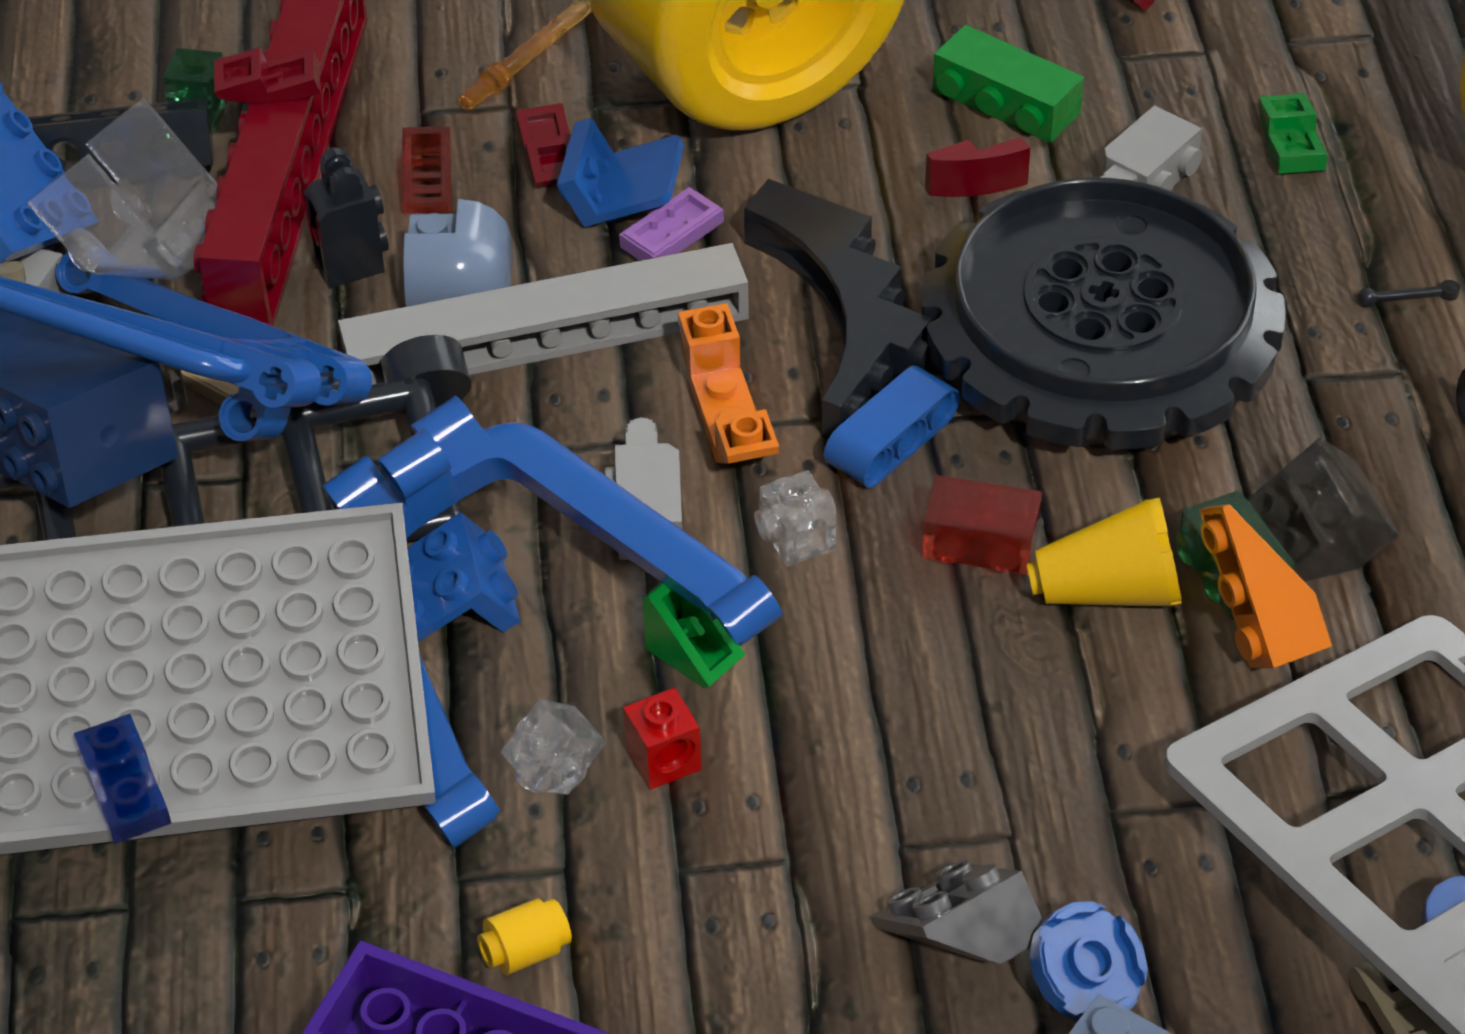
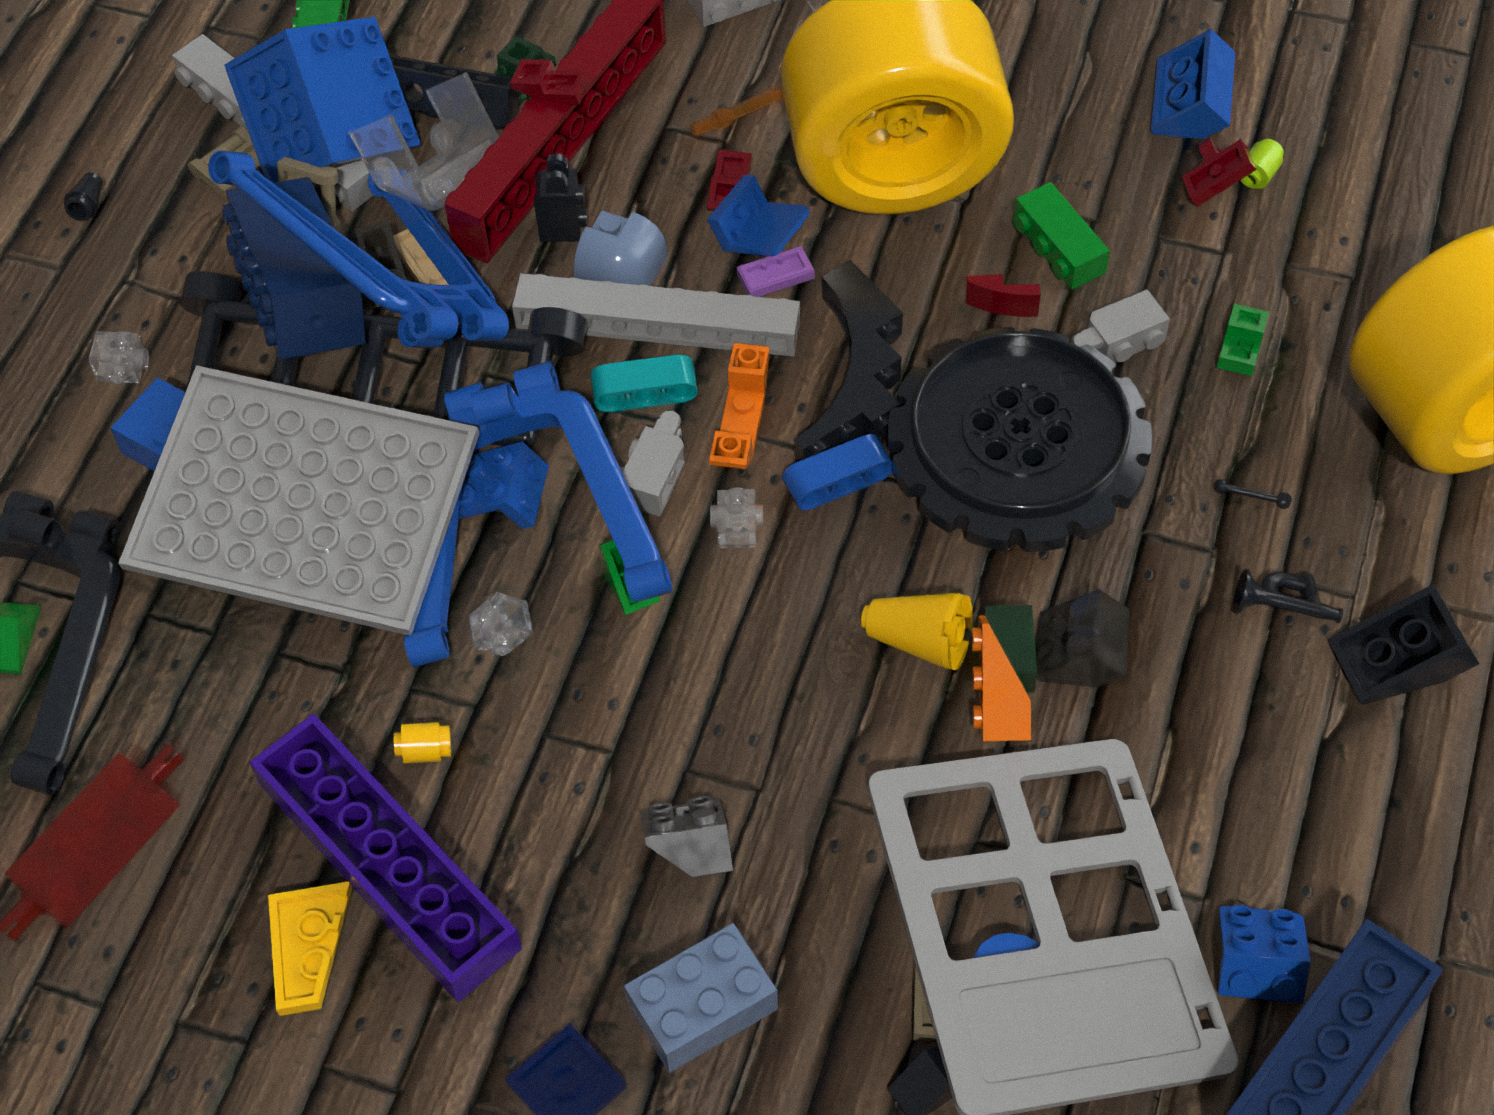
camera: 25 degrees right, 10 degrees up
(122, 778) = (227, 554): clear blue slope -> none
(426, 142) = (650, 153): clear red slope -> none
(580, 398) = (643, 383): none -> teal beam
(662, 738) = (571, 642): red brick -> none
(981, 524) = (854, 565): clear red brick -> none
(1085, 954) = (749, 895): tile -> none

